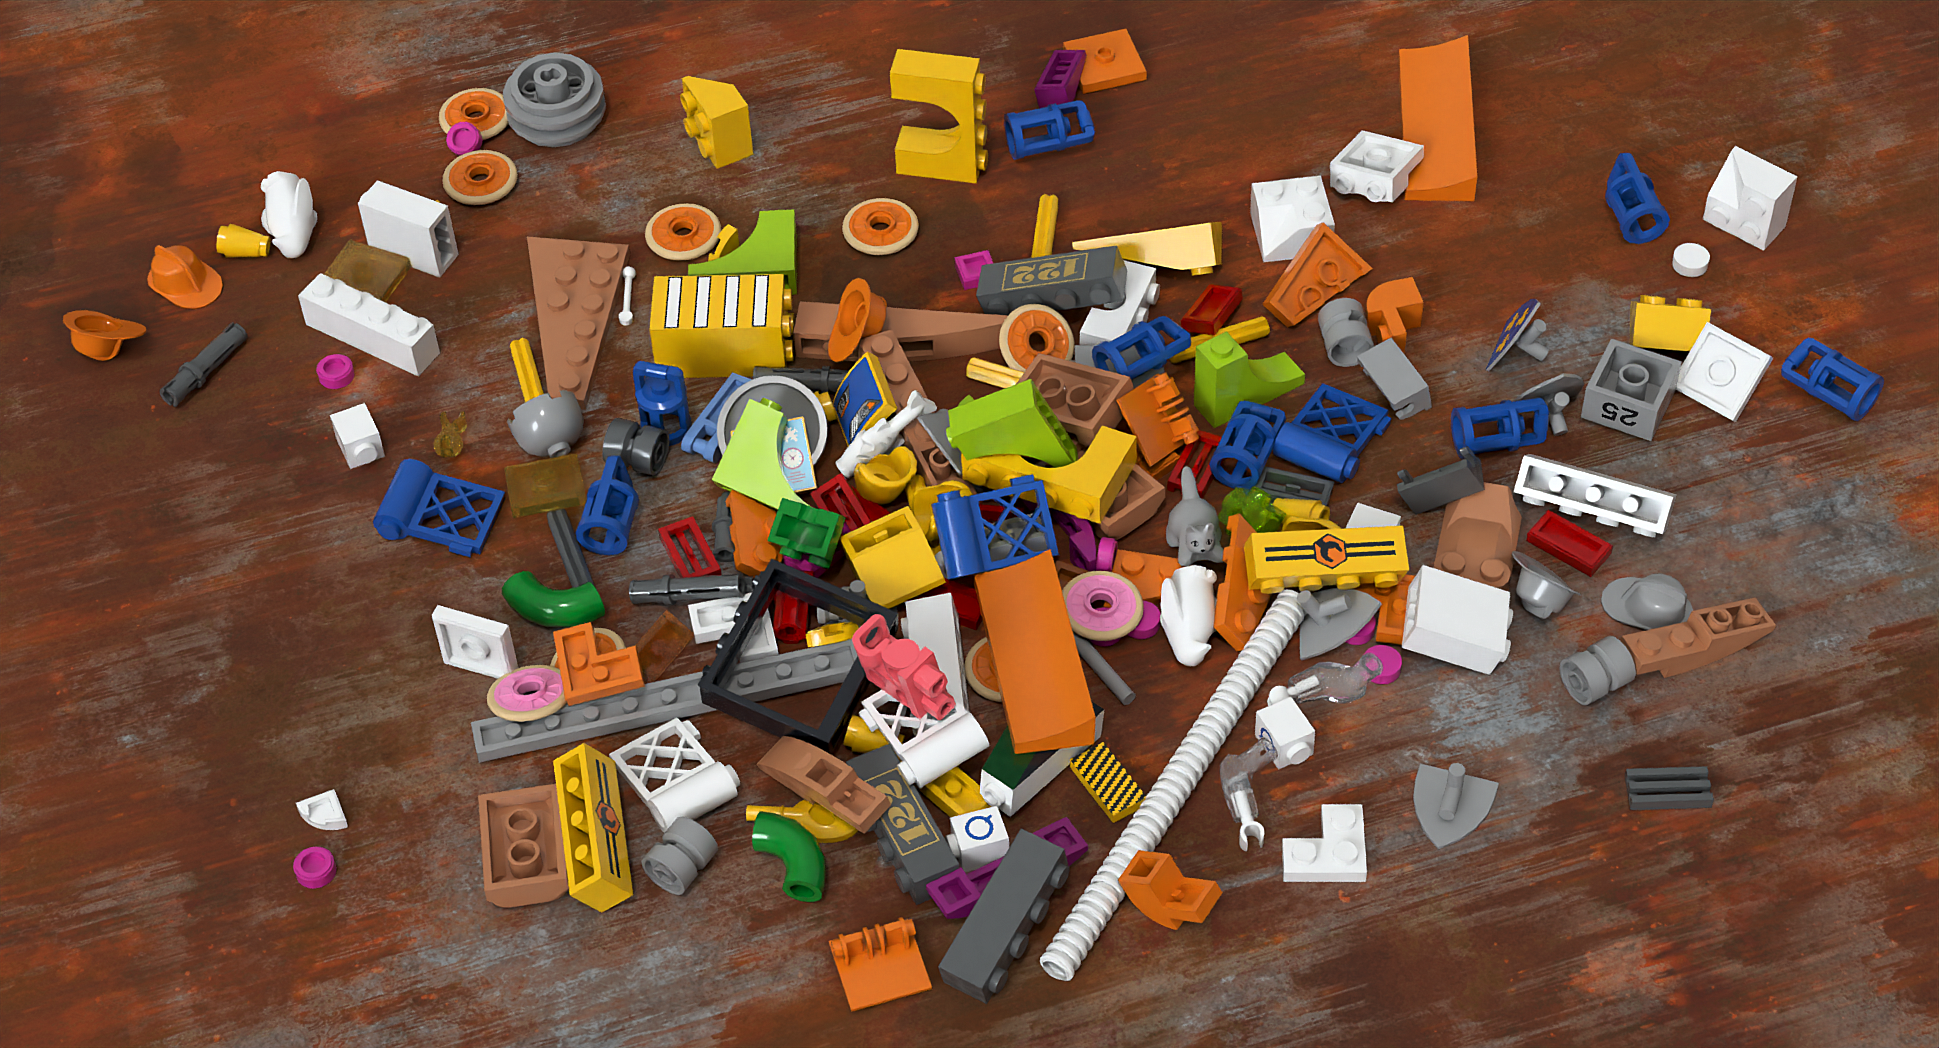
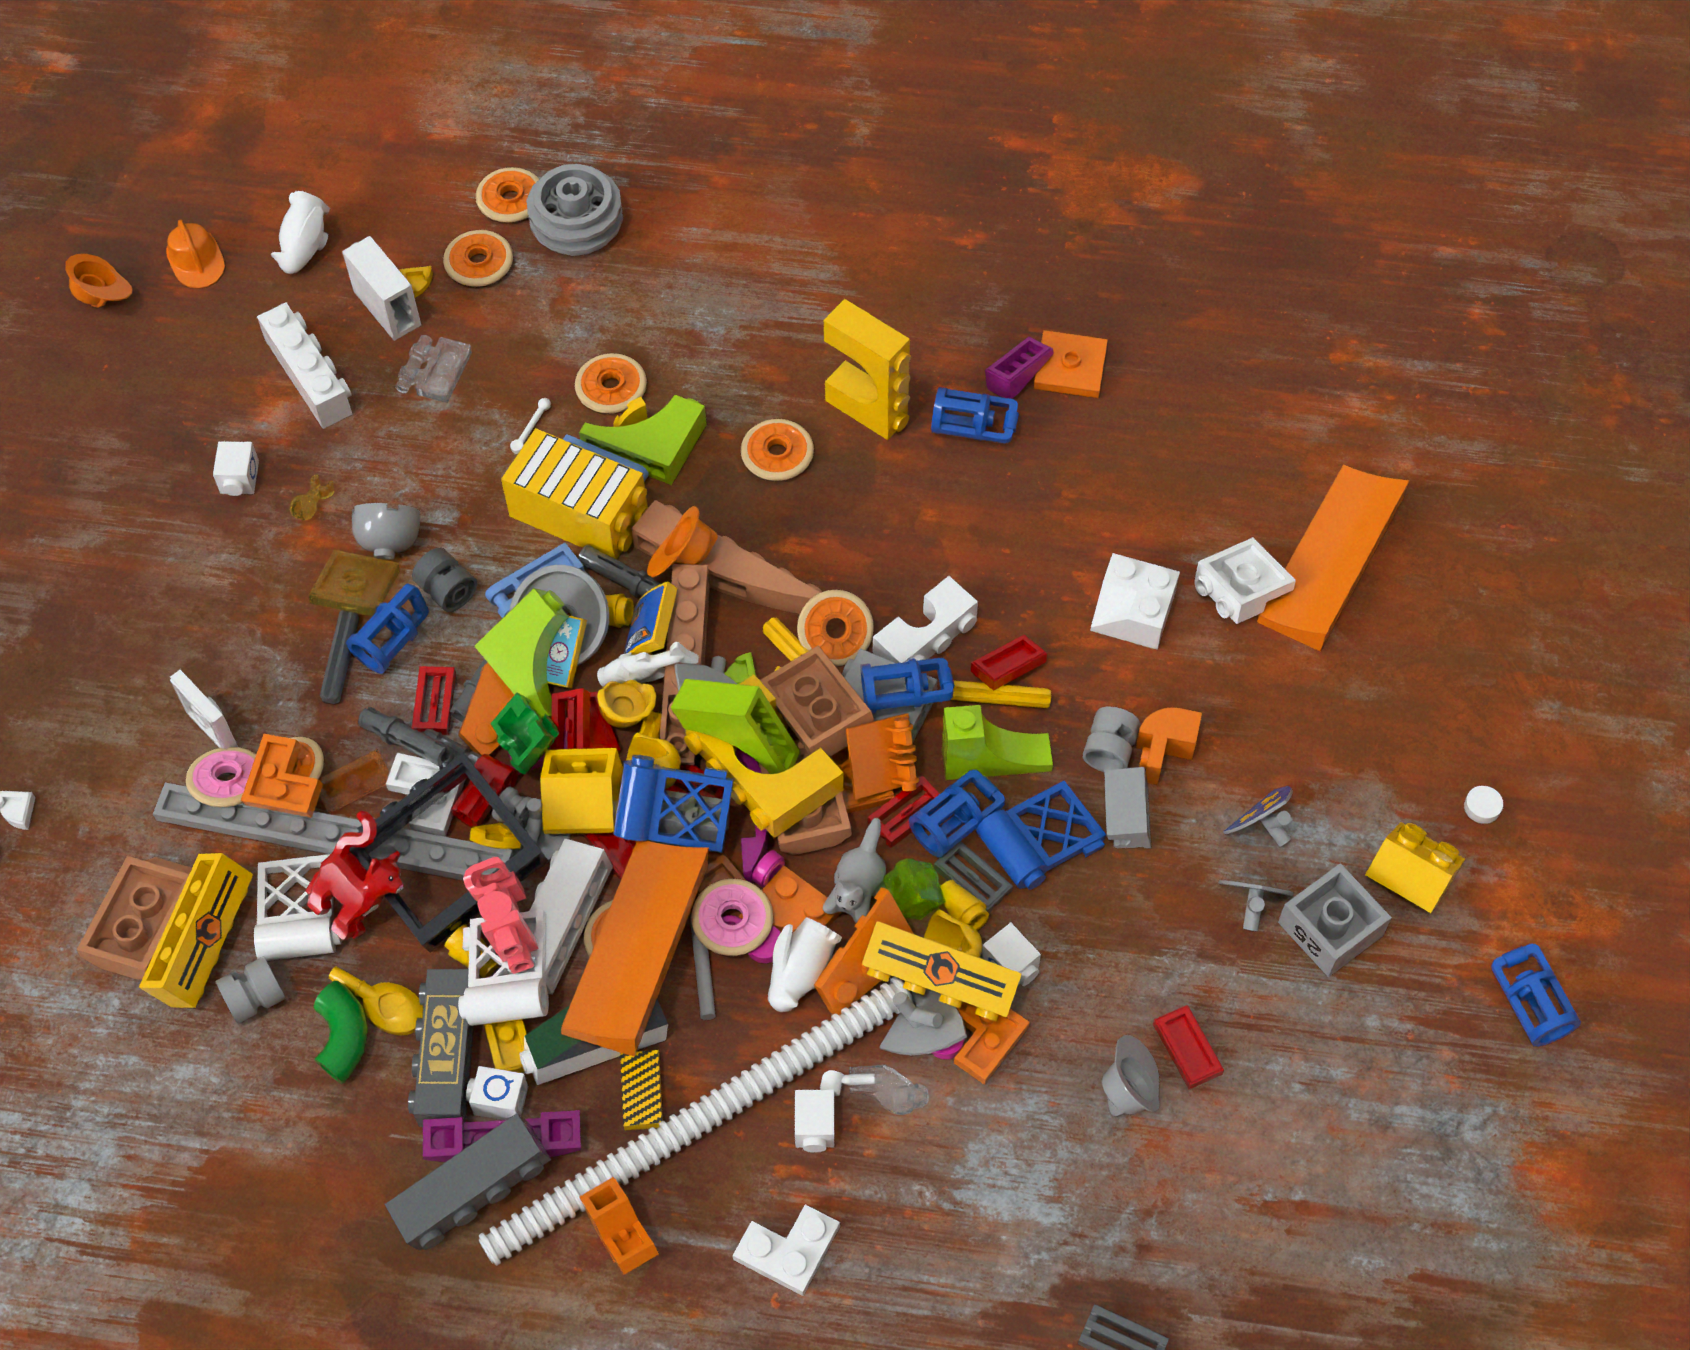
camera: 25 degrees right, 10 degrees up
(193, 373) = (157, 346): dark grey pin -> none
(241, 242) = (253, 240): yellow cone -> none
(335, 371) = (259, 396): dark pink tile -> none
(369, 269) = (334, 313): clear yellow plate -> none
(410, 500) = (240, 549): blue piece -> none
(464, 138) = (484, 215): dark pink tile -> none
(510, 279) = (441, 372): none -> clear plate
(526, 369) = (404, 469): yellow axle -> none
(552, 606) = (291, 702): green cylinder -> none
(575, 304) = (485, 411): nougat wing -> none
(659, 394) = (481, 544): blue piece -> none
(717, 120) = (692, 289): yellow slope -> none
(729, 715) = (351, 884): none -> red animal
(824, 780) = (396, 981): nougat slope -> none
(880, 964) = (352, 1171): orange hinge -> none
(970, 266) = (833, 528): dark pink tile -> none
(1045, 226) = (910, 520): yellow axle -> none
(1053, 281) = (878, 577): dark grey brick -> none
(1179, 248) = (1019, 589): yellow wedge -> none
(1236, 783) = (744, 1149): clear arm -> none
(1314, 275) = (1118, 669): orange wing -> none
(1391, 663) = (945, 1089): dark pink tile -> none
(1442, 484) = (1101, 936): dark grey hinge -> none
(1451, 803) = (923, 1257): light grey shield -> none
(1457, 620) = (1029, 1083): white brick -> none
(1480, 537) = (1098, 1010): nougat slope -> none
(1509, 424) = (1202, 903): blue piece -> none
(1594, 493) = (1234, 1012): white brick -> none
(1597, 670) = (1126, 1193): light grey wheel -> none
(1632, 197) = (1466, 710): blue piece -> none
(1647, 601) = (1221, 1145): light grey piece -> none
(1701, 640) = (1238, 1206): nougat slope -> none
(1722, 371) = (1432, 940): white plate -> none
(1750, 198) = (1571, 771): white slope -> none

